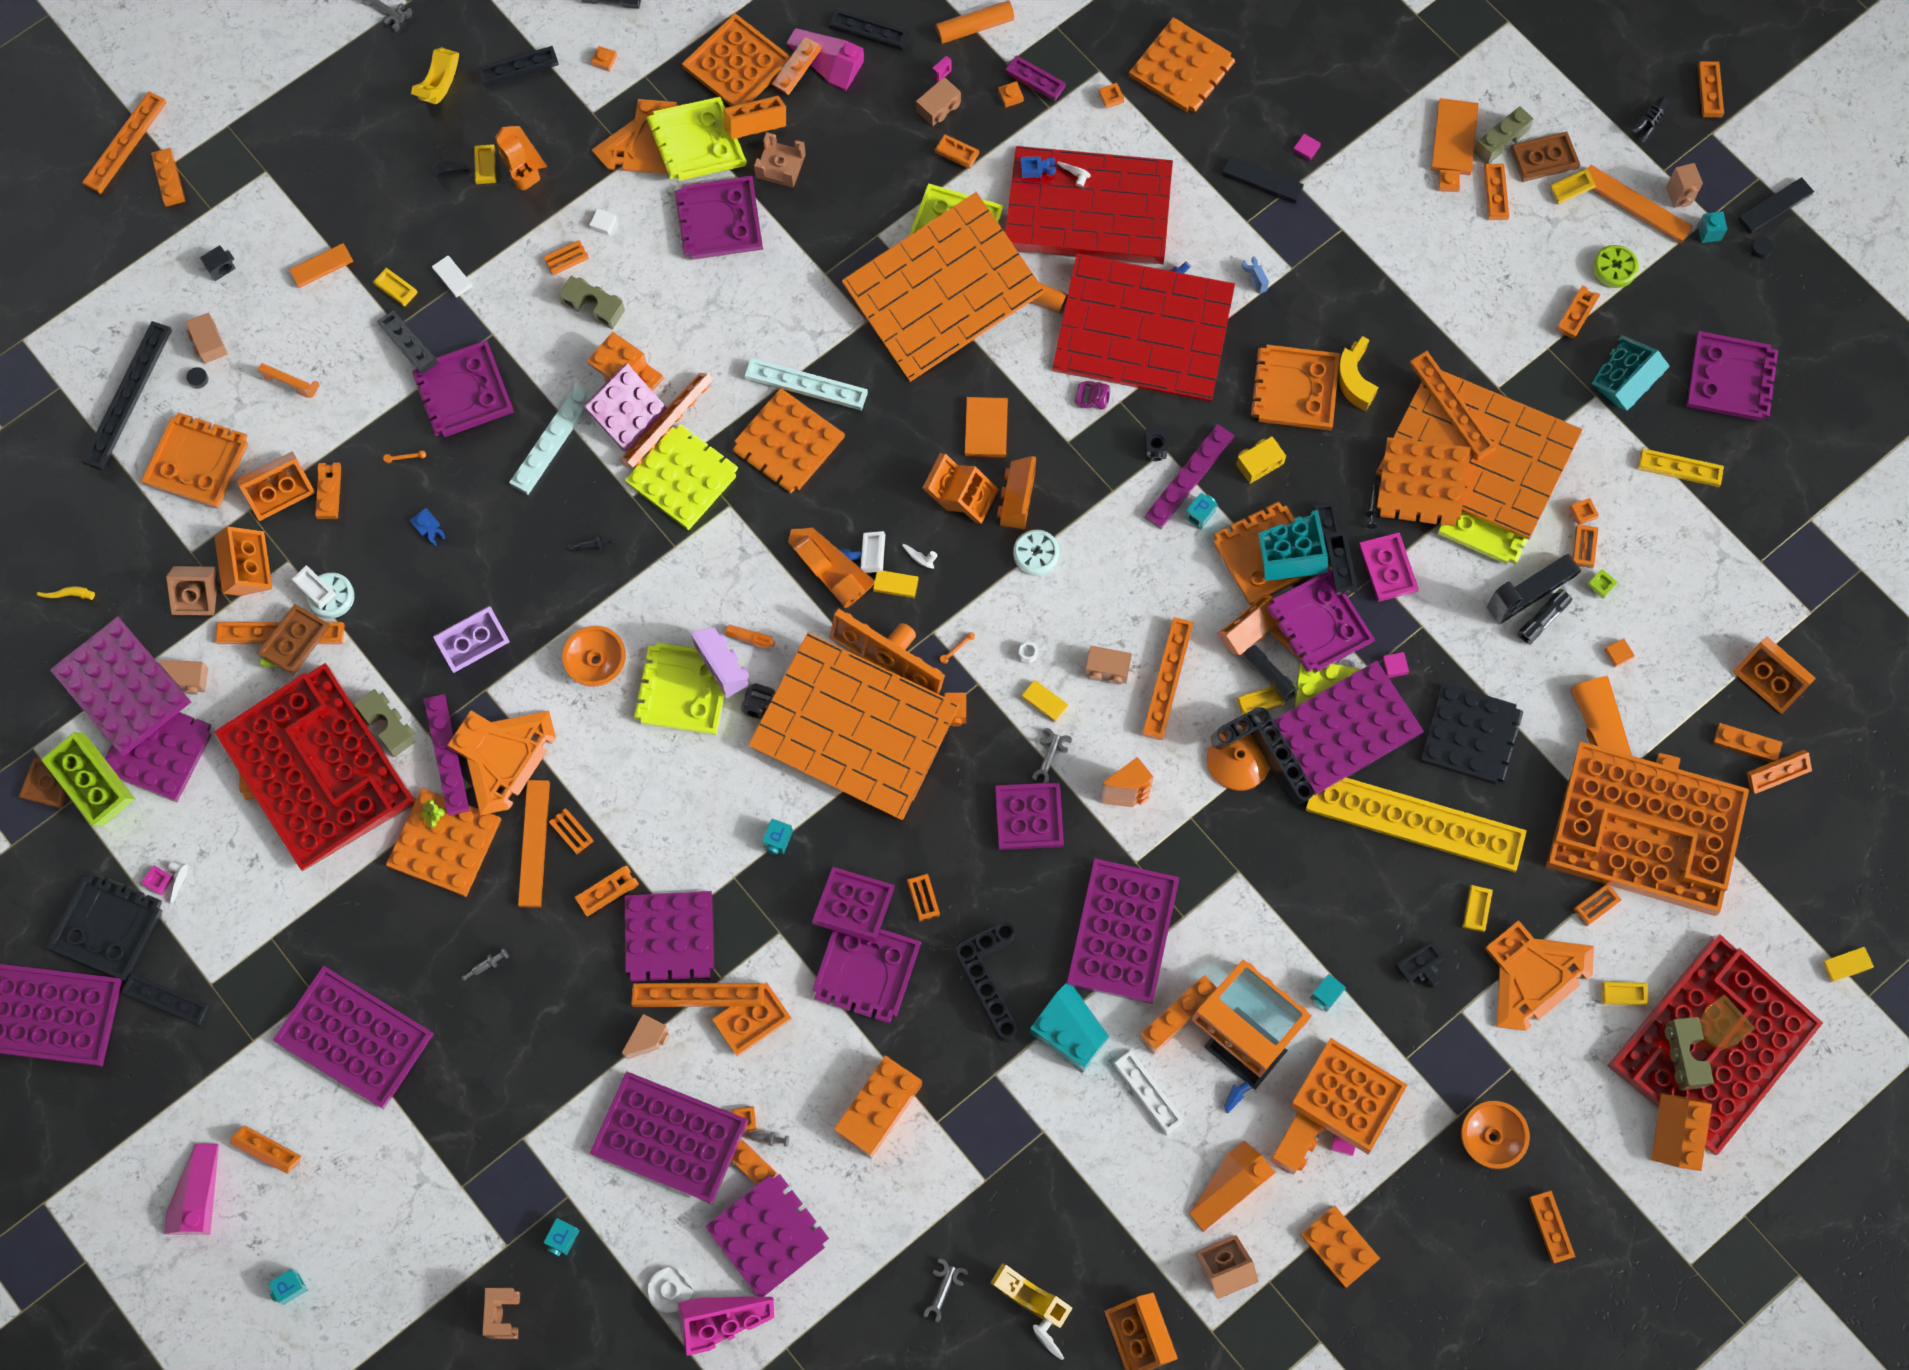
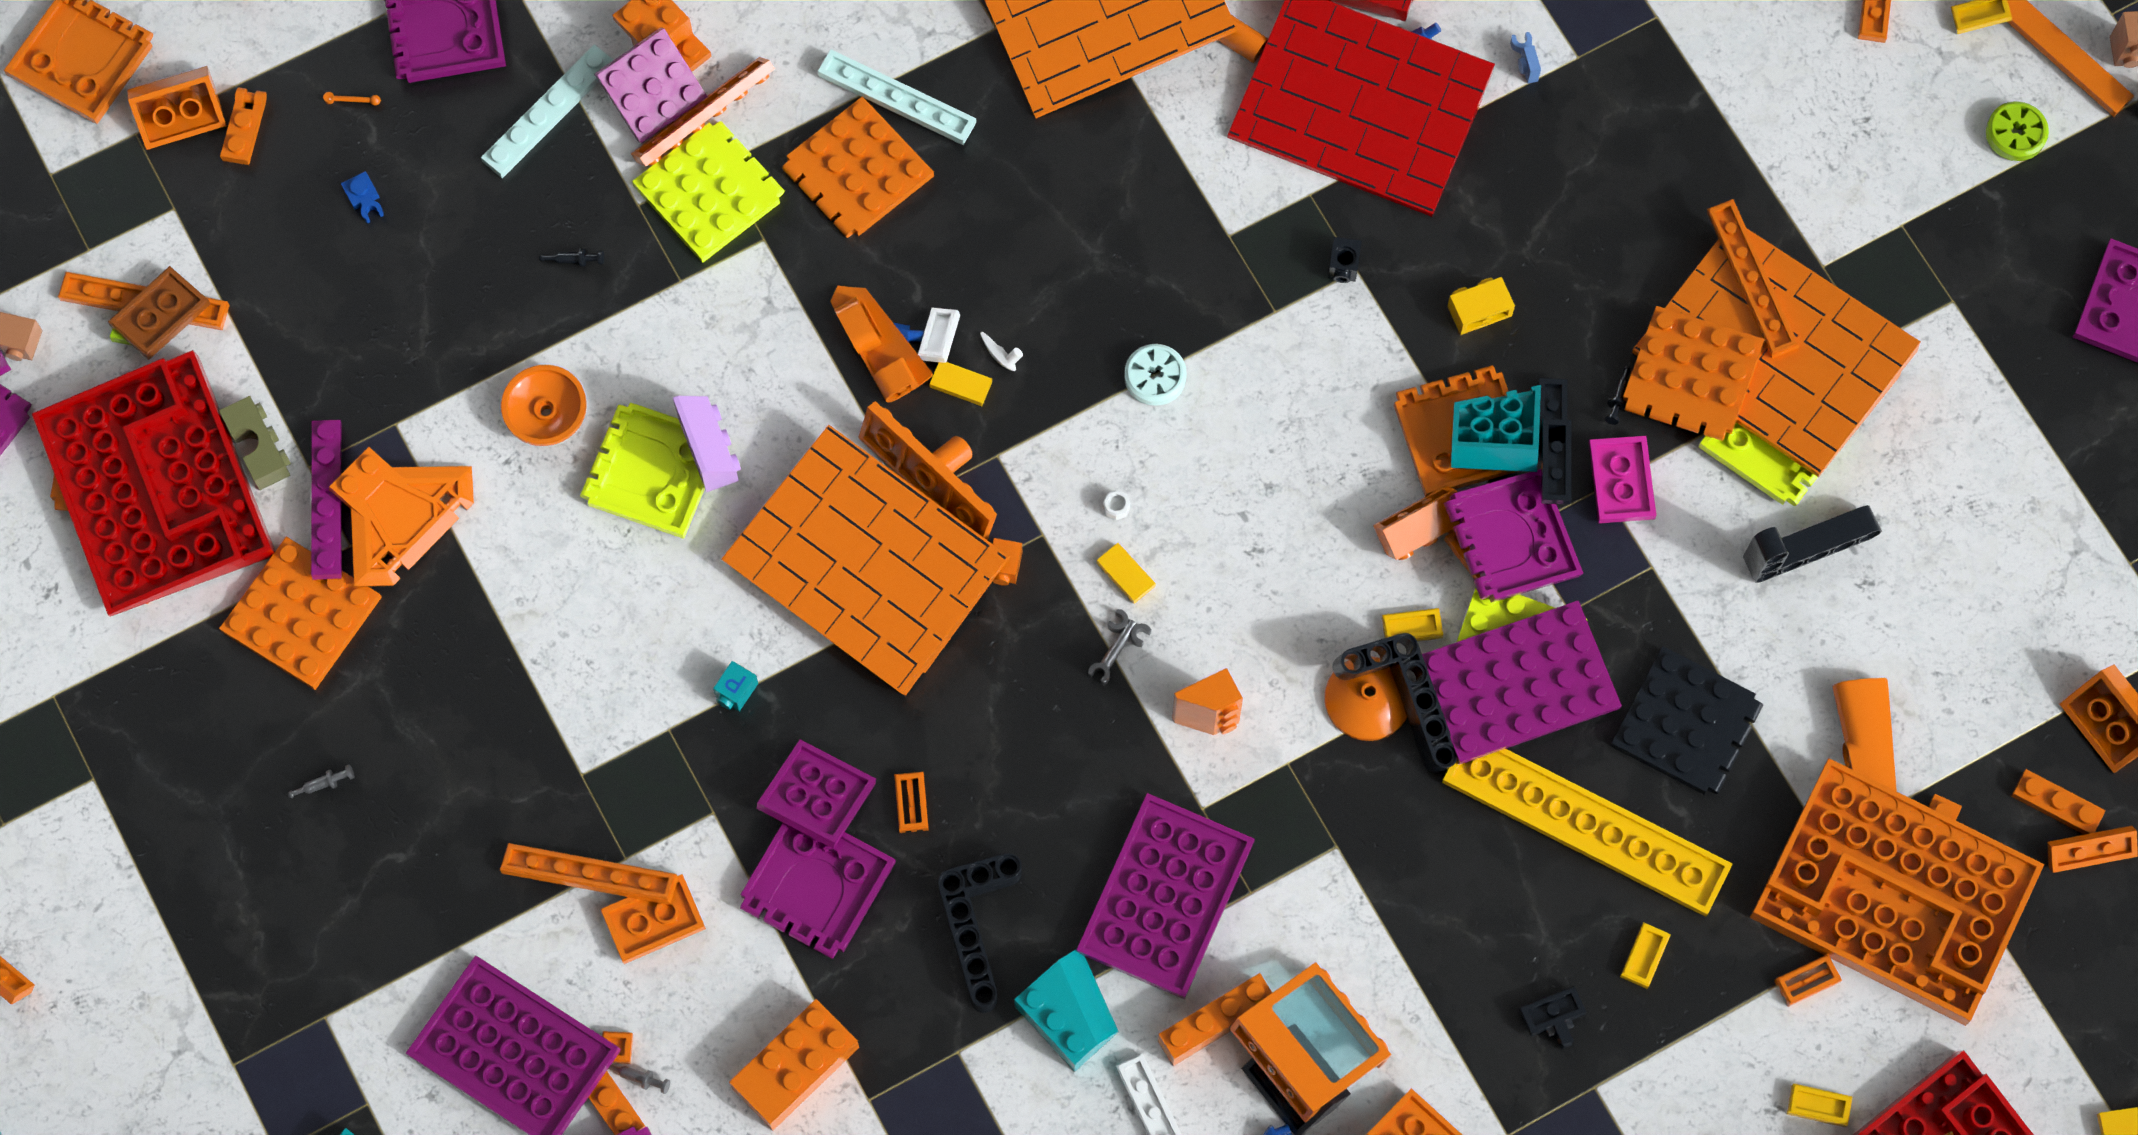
camera: 10 degrees right, 0 degrees up
(192, 590) = (41, 224): nougat slope -> none
(242, 561) = (114, 198): orange slope -> none
(313, 587) = (198, 248): white tile -> none
(341, 602) = (202, 263): light aqua wheel -> none
(353, 1037) = (132, 844): magenta plate -> none
(431, 813) = (291, 572): lime plant -> none
(471, 639) = (387, 353): lavender slope -> none
(534, 843) = (417, 637): orange tile -> none
(559, 818) = (457, 609): orange tile -> none
(606, 891) = (497, 716): orange plate -> none
(646, 1037) = (510, 917): nougat slope -> none
(669, 935) = (568, 789): magenta hinge -> none
(749, 636) = (754, 417): orange piece -> none
(756, 706) = (740, 508): black piece -> none
(944, 658) = (1004, 493): orange hinge -> none
(960, 488) = (1071, 271): orange bracket -> none
(986, 427) = (1123, 196): orange tile -> none
(1017, 493) = (1146, 291): orange slope -> none
(1029, 816) = (1073, 721): magenta plate -> none
(1098, 395) = (1280, 183): magenta piece -> none
(1108, 665) = (1219, 541): nougat brick -> none
(1168, 678) = (1295, 573): orange plate -> none
(1189, 476) = (1380, 310): magenta plate -> none
(1201, 510) = (1386, 358): teal brick -> none
(1281, 684) = (1422, 575): black axle -> none
(1295, 387) = (1548, 216): orange hinge -> none
(1327, 993) = (1419, 1029): teal brick -> none
(1351, 383) = (1626, 229): yellow arch -> none
(1395, 665) = (1604, 611): dark pink tile -> none
(1535, 626) = (1803, 594): black axle -> none
(1535, 974) = (1704, 1057): orange plate -> none
(1577, 312) = (1952, 184): orange plate -> none
(1584, 511) = (1902, 453): orange plate -> none
(1586, 529) = (1886, 520): orange tile -> none
(1602, 583) = (1906, 554): lime plate -> none
(1619, 652) = (1910, 650): orange tile -> none
(1629, 372) = (2004, 277): teal wedge -> none
(1680, 467) = (2047, 417): yellow tile -> none

